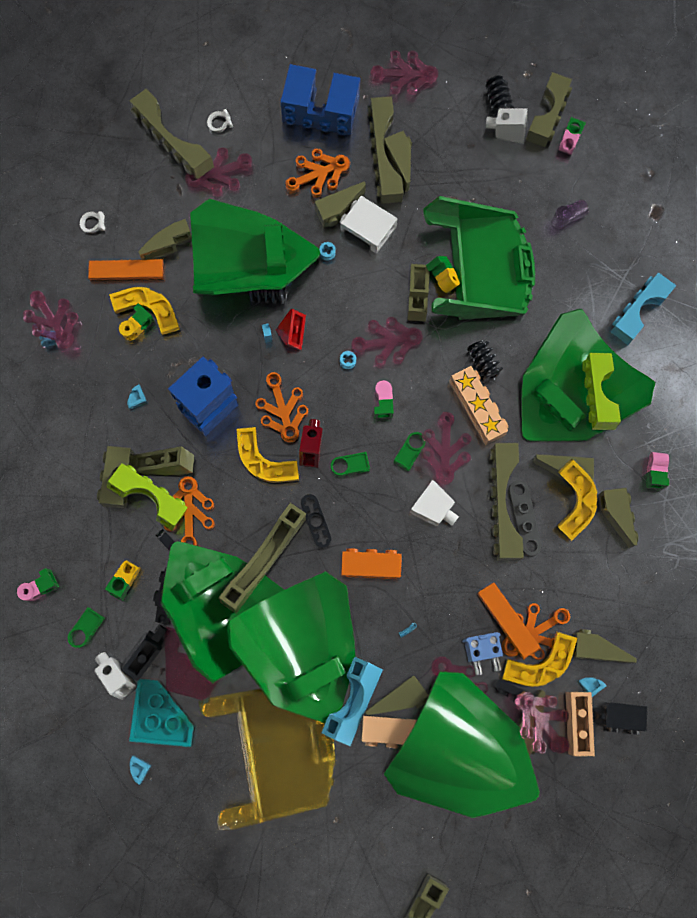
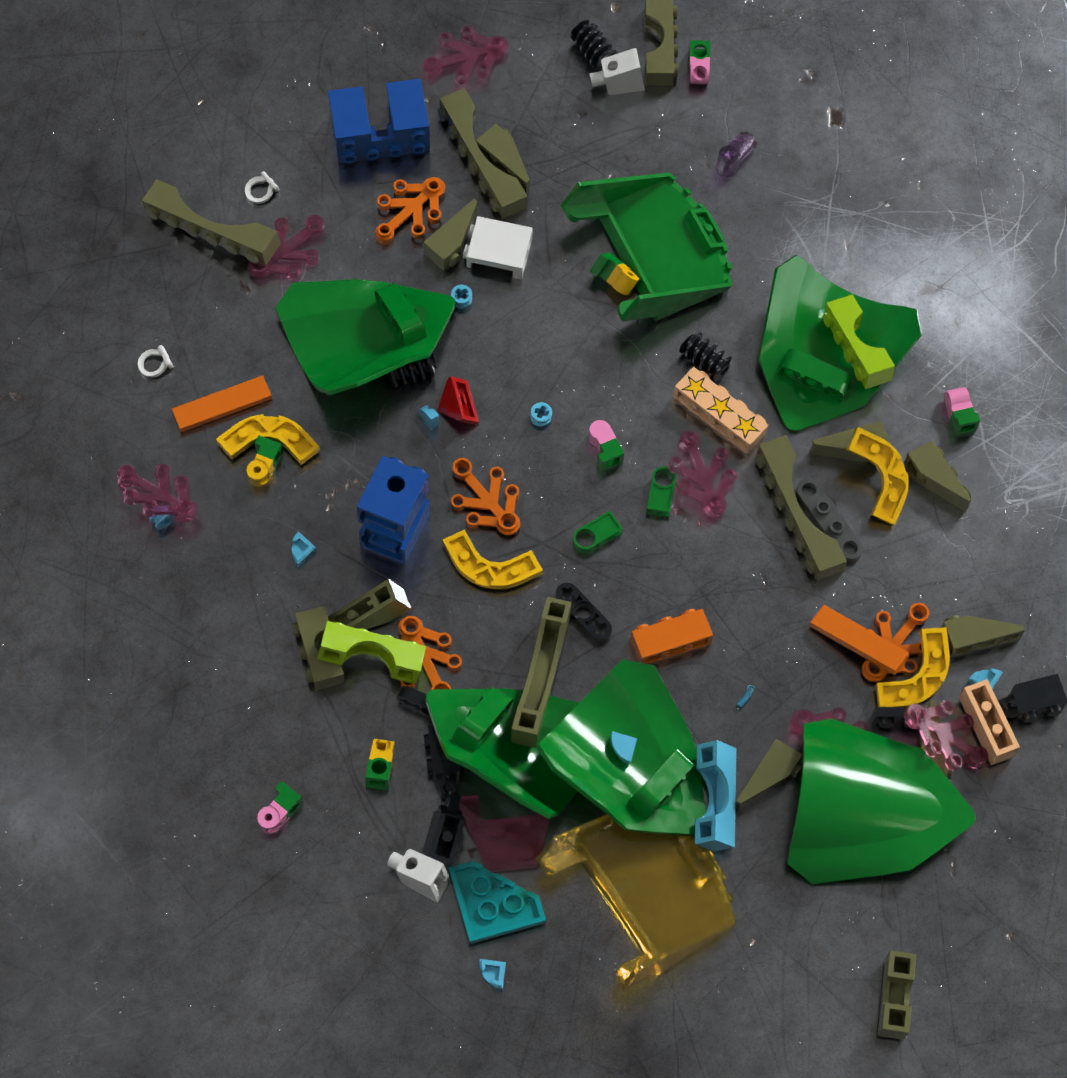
camera: 20 degrees left, 10 degrees down
(88, 623) = (358, 831): green piece -> none
(166, 241) = (259, 351): olive slope -> none
(300, 637) = (623, 746): none -> medium azure tile
(311, 444) = (538, 519): dark red torso -> none
(385, 730) = (768, 815): light nougat brick -> none
(390, 340) = (581, 373): clear pink plant -> none
(418, 293) = (593, 306): olive slope -> none
(434, 506) = (717, 543): white torso -> none
(483, 647) = (842, 682): medium blue piece -> none
(655, 293) = (874, 210): medium azure arch -> none

